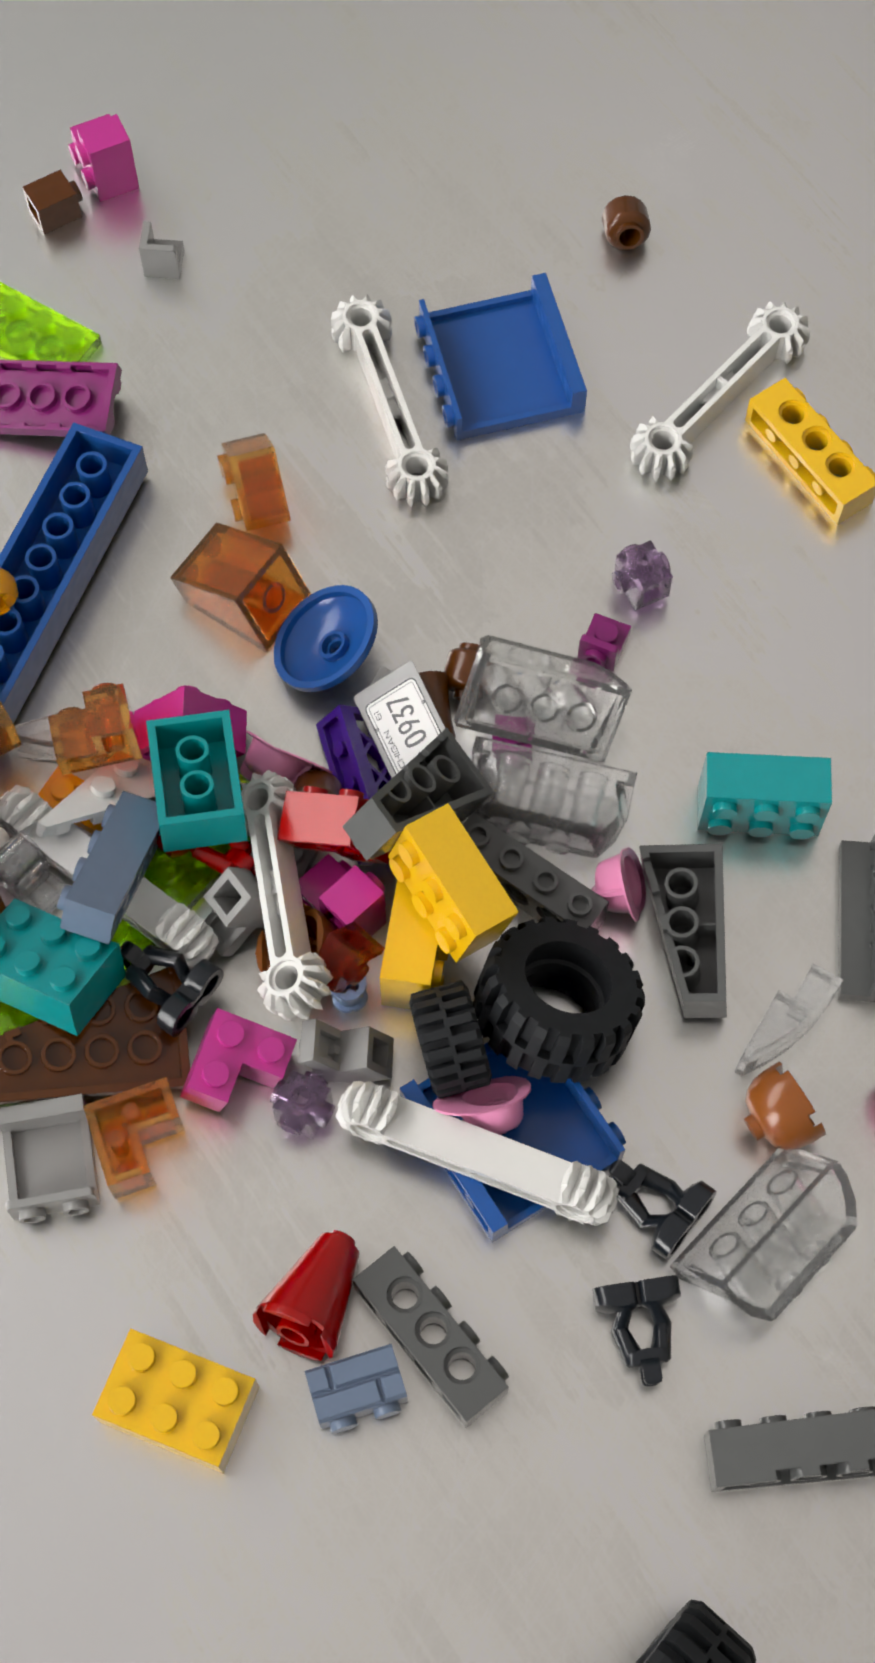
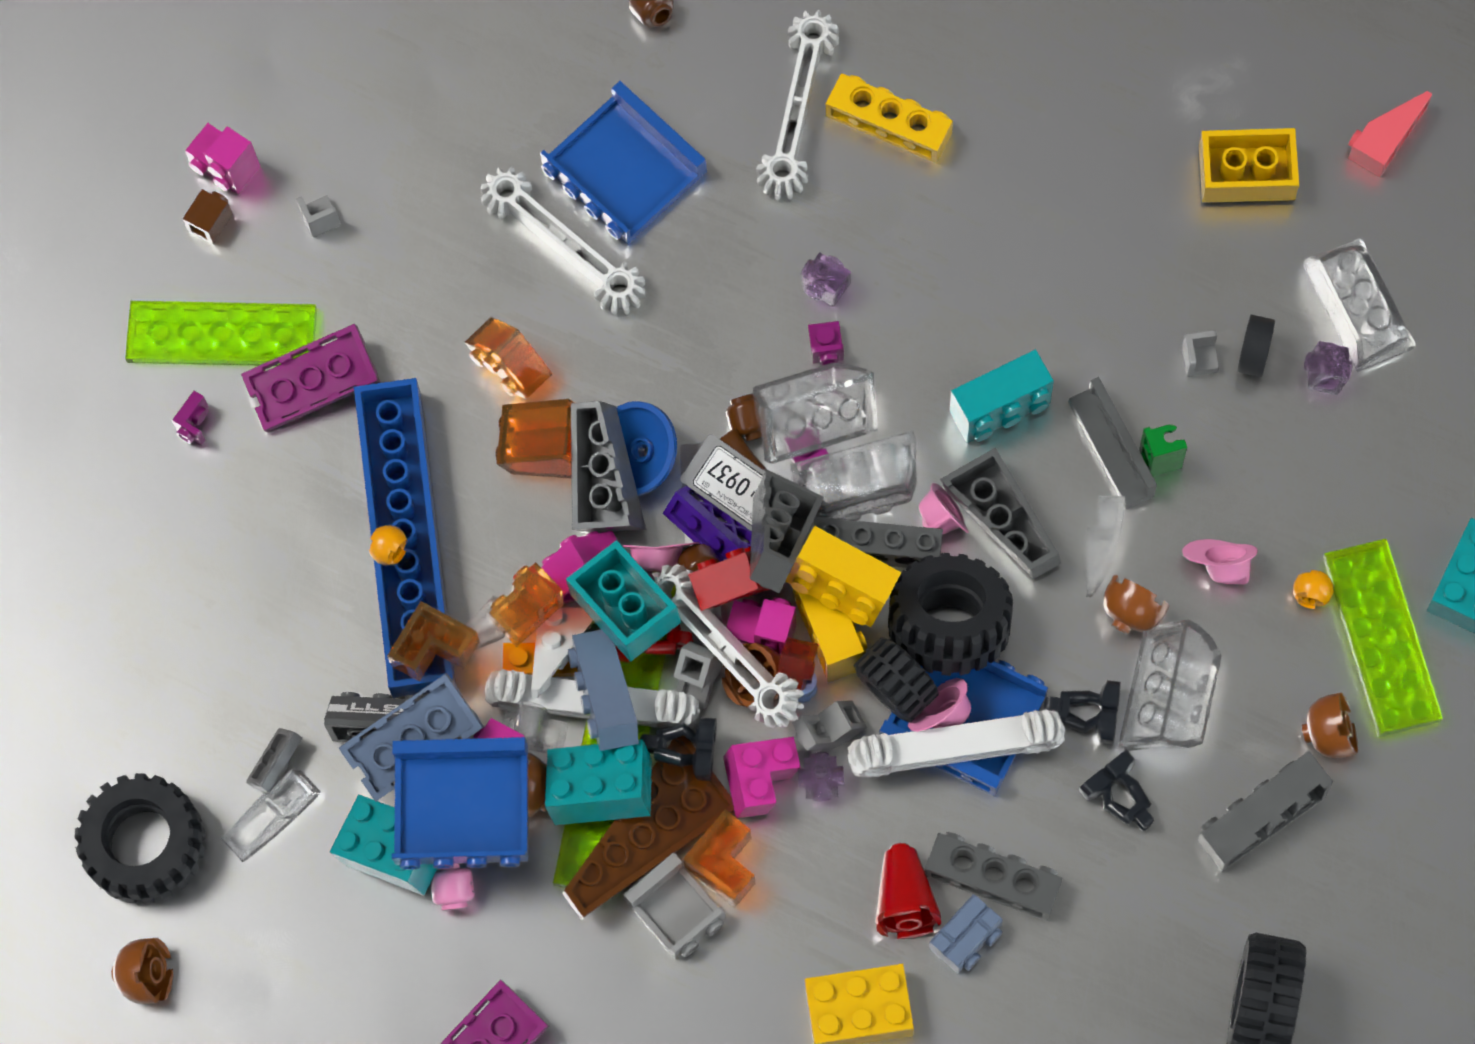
camera: 25 degrees left, 5 degrees up
(272, 640) = (601, 472): none -> dark grey wedge

